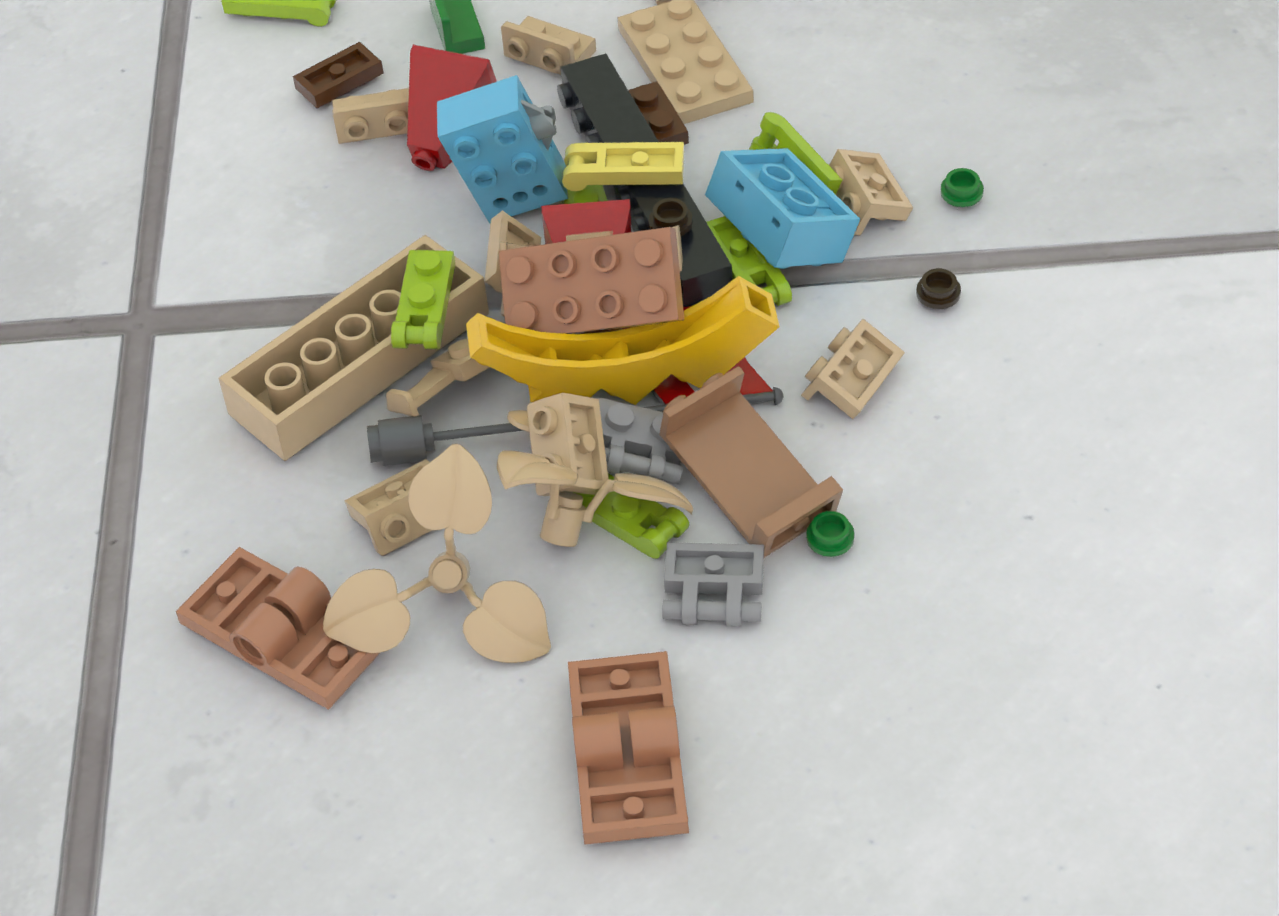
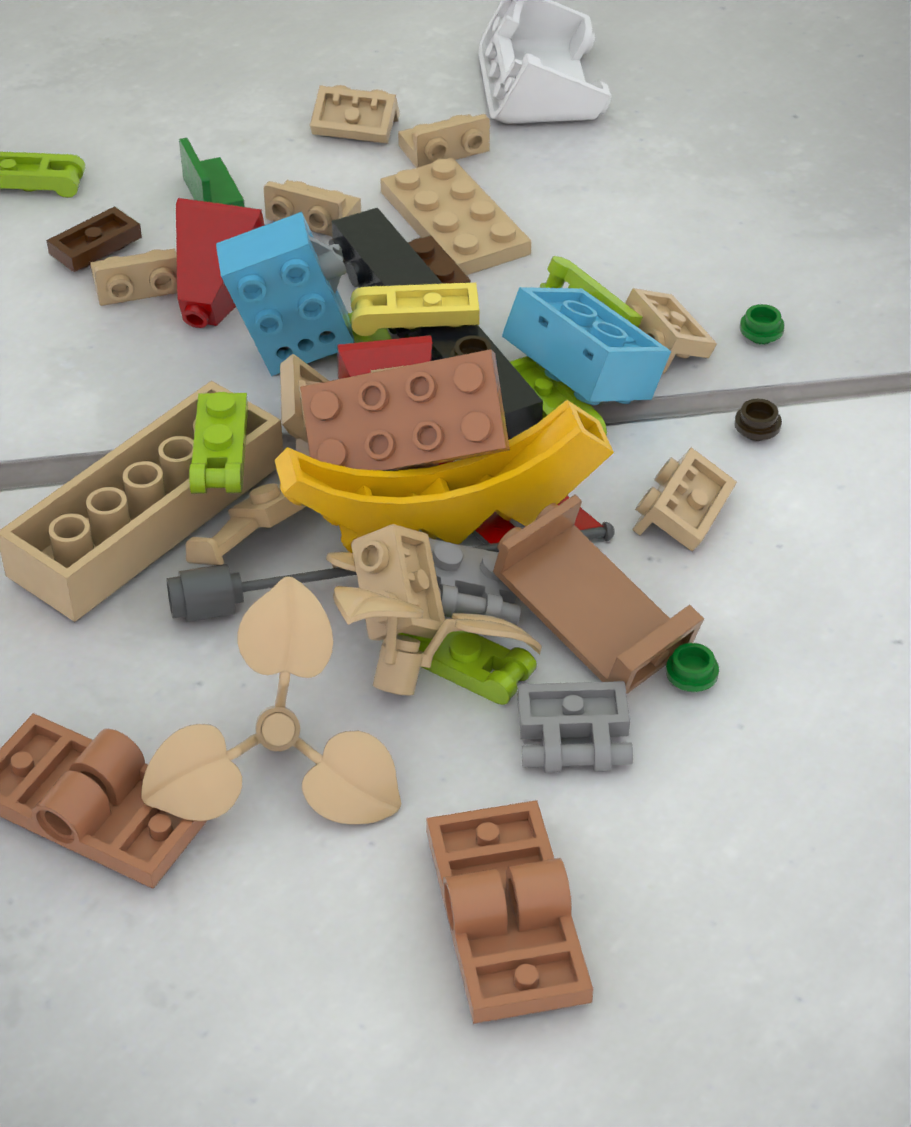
camera: 10 degrees left, 5 degrees down
(386, 511) = (206, 666): tan bracket -> none

